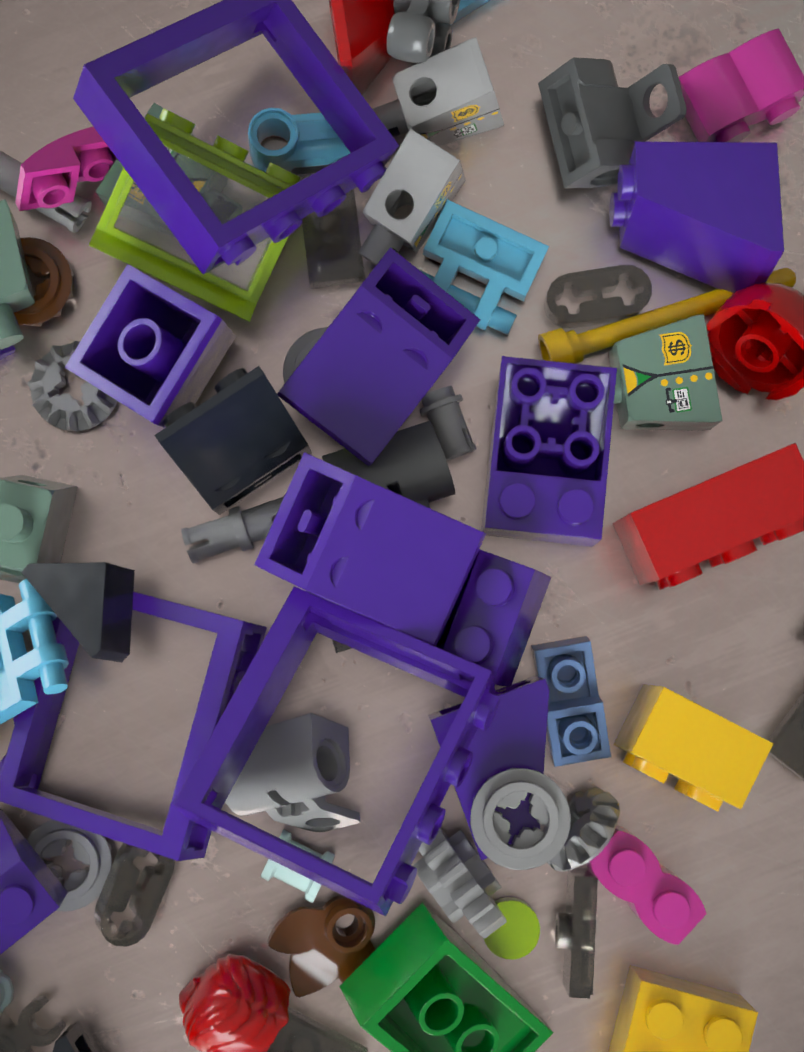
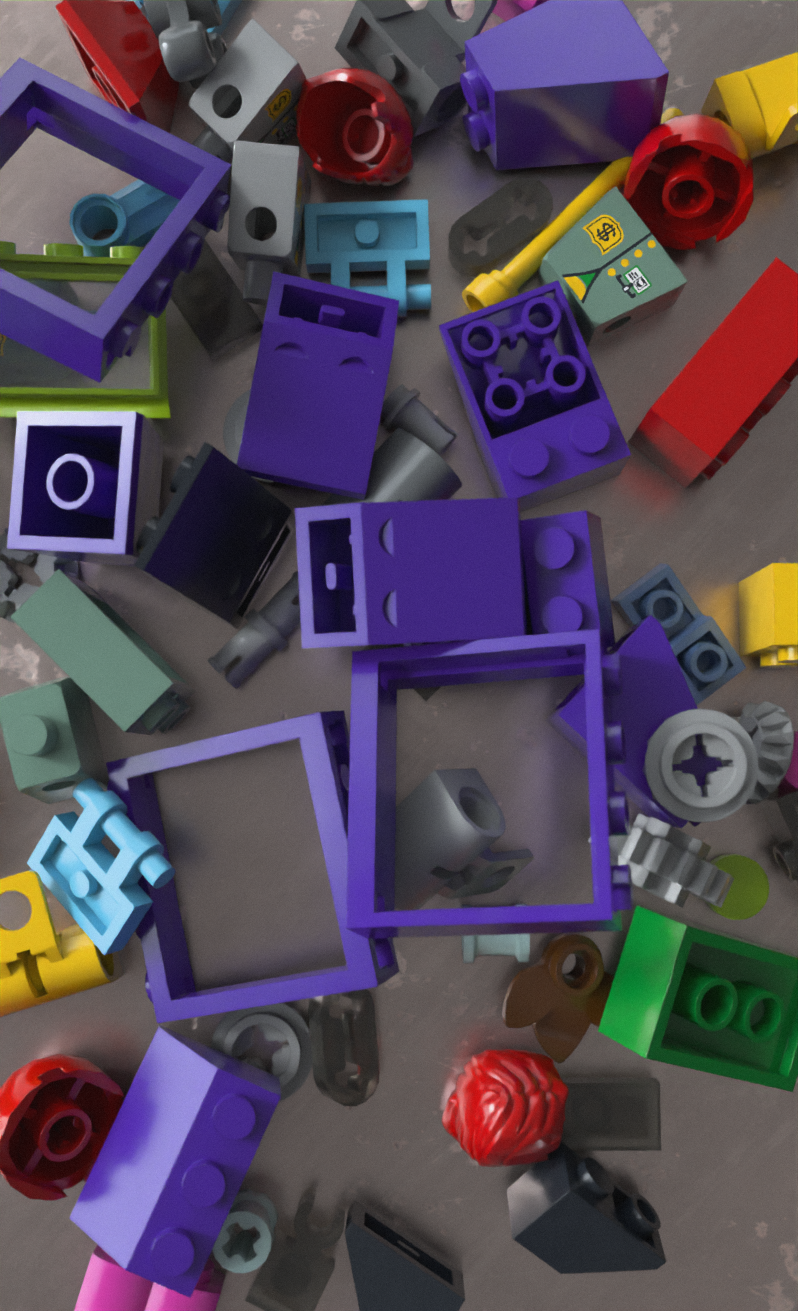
camera: 20 degrees left, 0 degrees up
(91, 602) = (154, 771): black slope -> none
(101, 486) = (104, 656): none -> sand green window
(519, 159) = (355, 127): none -> red hair

